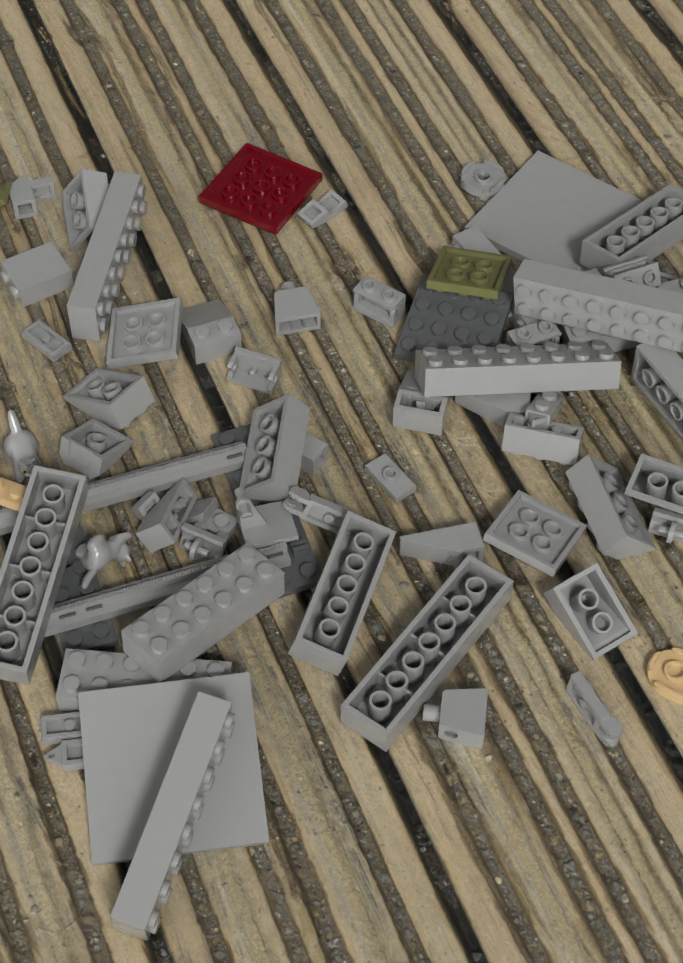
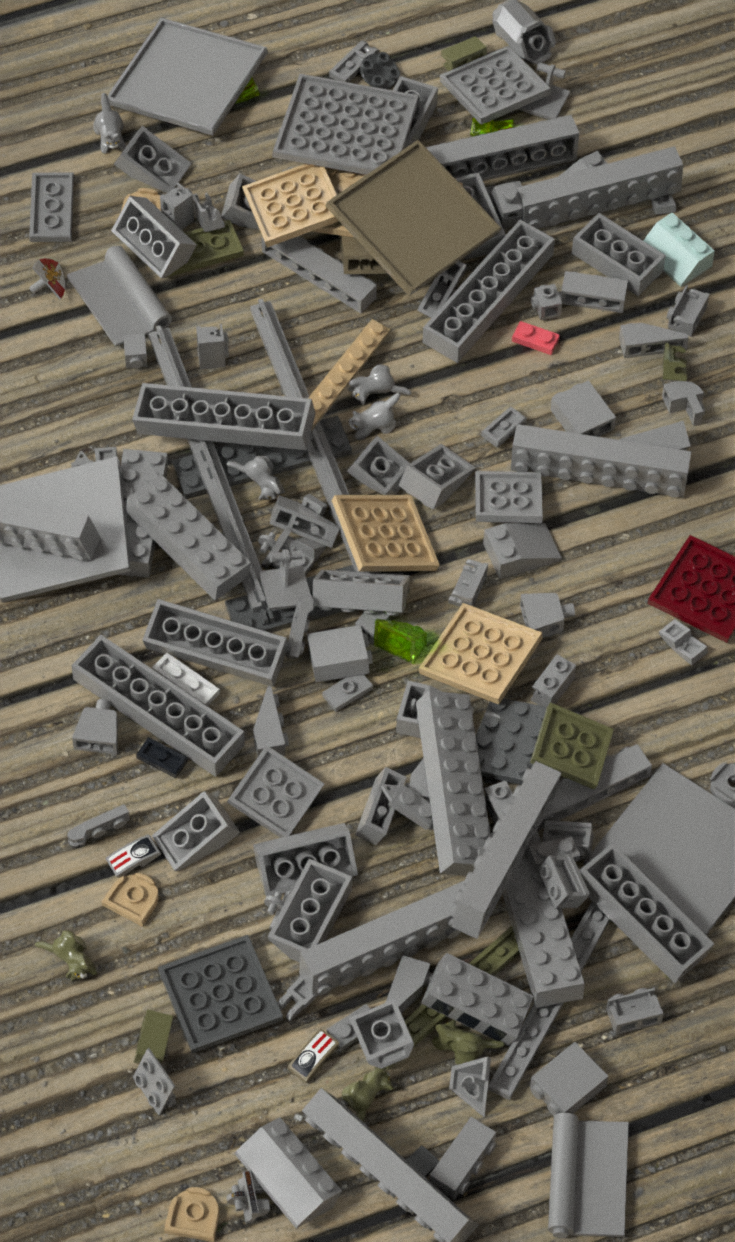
camera: 90 degrees right, 5 degrees up
(194, 433) = (385, 533): none -> tan plate
(332, 418) = (400, 639): none -> clear neon green slope
(346, 357) = (480, 653): none -> tan plate
(350, 477) = (339, 653): none -> light grey brick
(385, 629) = (186, 679): none -> white plate
(492, 650) = (162, 757): none -> black plate
(627, 672) = (136, 853): none -> slope

